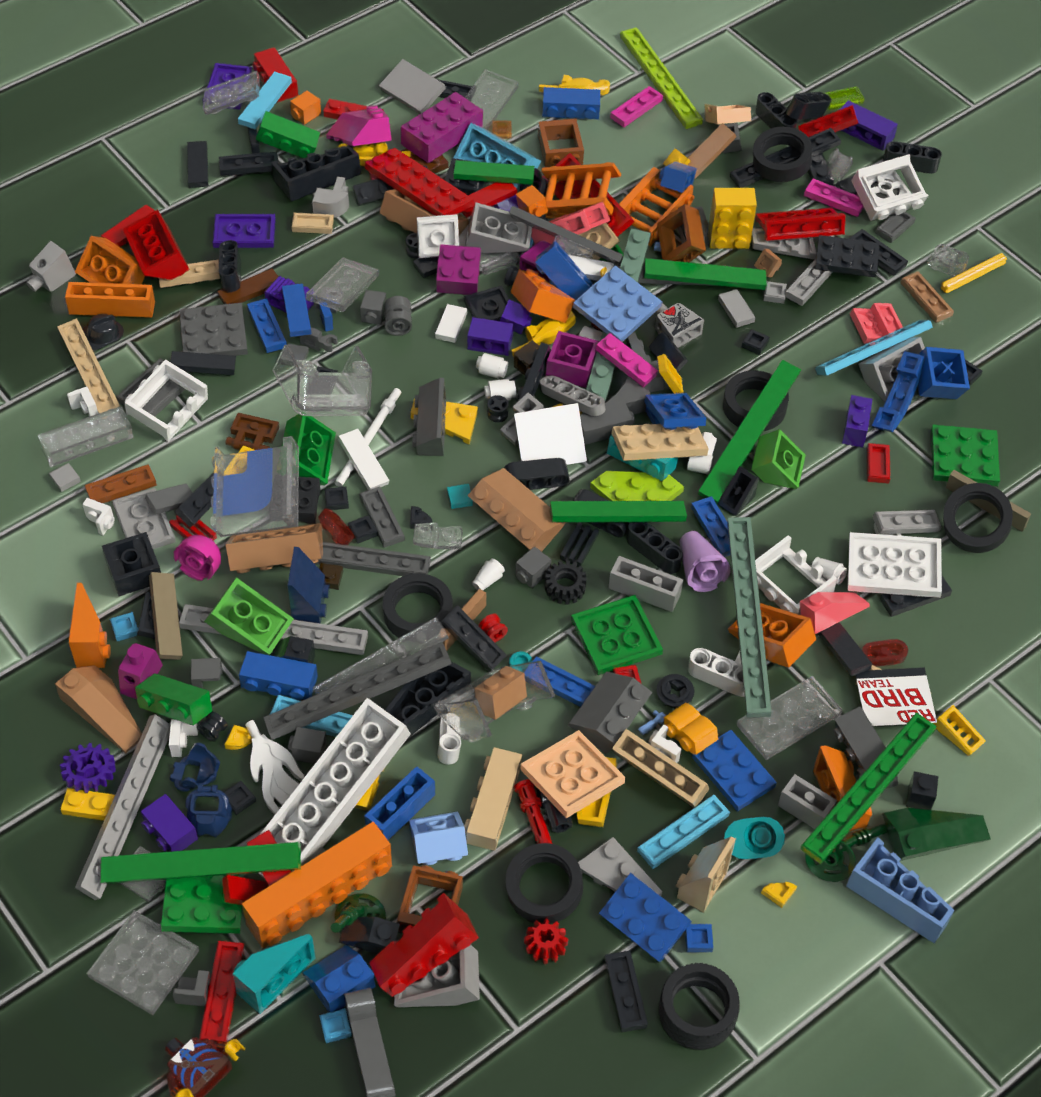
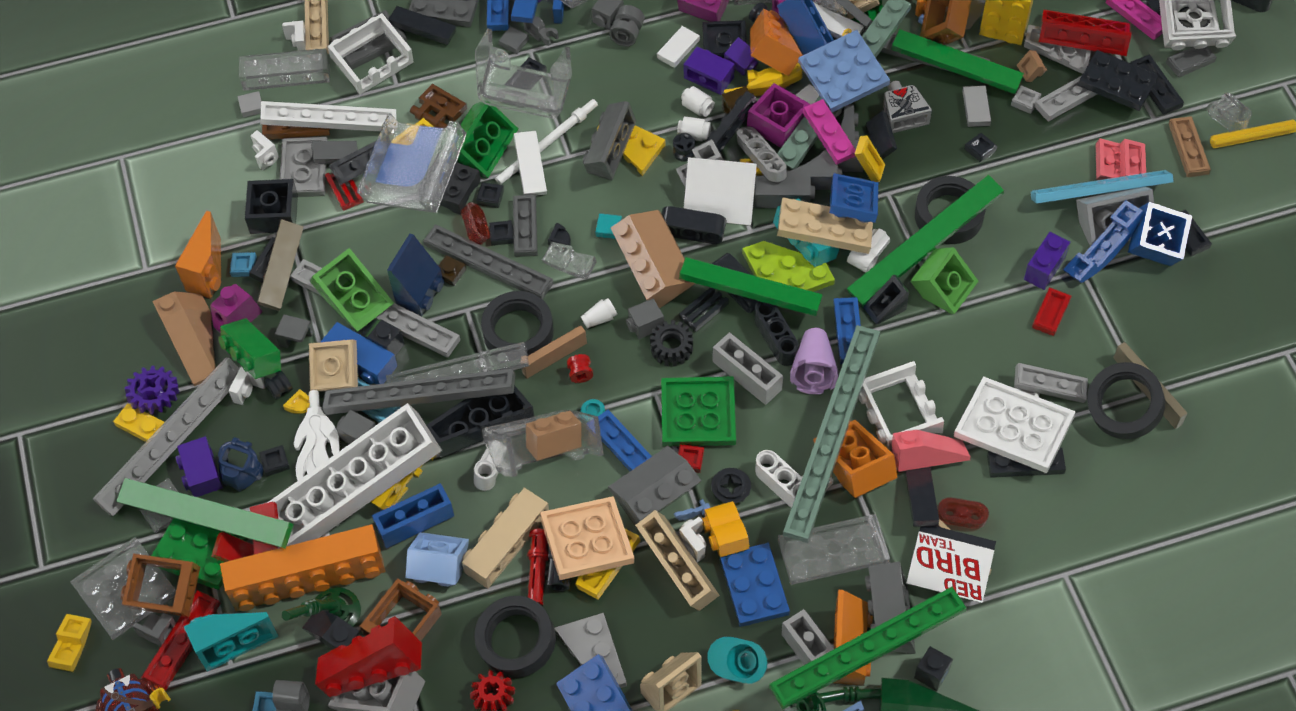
camera: 25 degrees right, 5 degrees up
(110, 1032) = (70, 644): none -> yellow slope
(149, 467) = (323, 116): none -> white plate
(155, 938) = (184, 592): none -> dark orange window
(198, 557) = (334, 215): dark pink cylinder -> none
(200, 757) = (257, 425): dark blue helmet -> none
(261, 691) = (333, 365): none -> tan tile
(273, 547) = (394, 224): medium nougat slope -> none
(339, 974) = (288, 660): blue slope -> none
(473, 638) = (554, 373): black tile -> none
(683, 831) = (676, 629): medium azure tile -> none
(831, 569) = (946, 409): white cone -> none
(964, 726) = (1008, 606): yellow slope -> none
(967, 451) = (1151, 328): green plate -> none

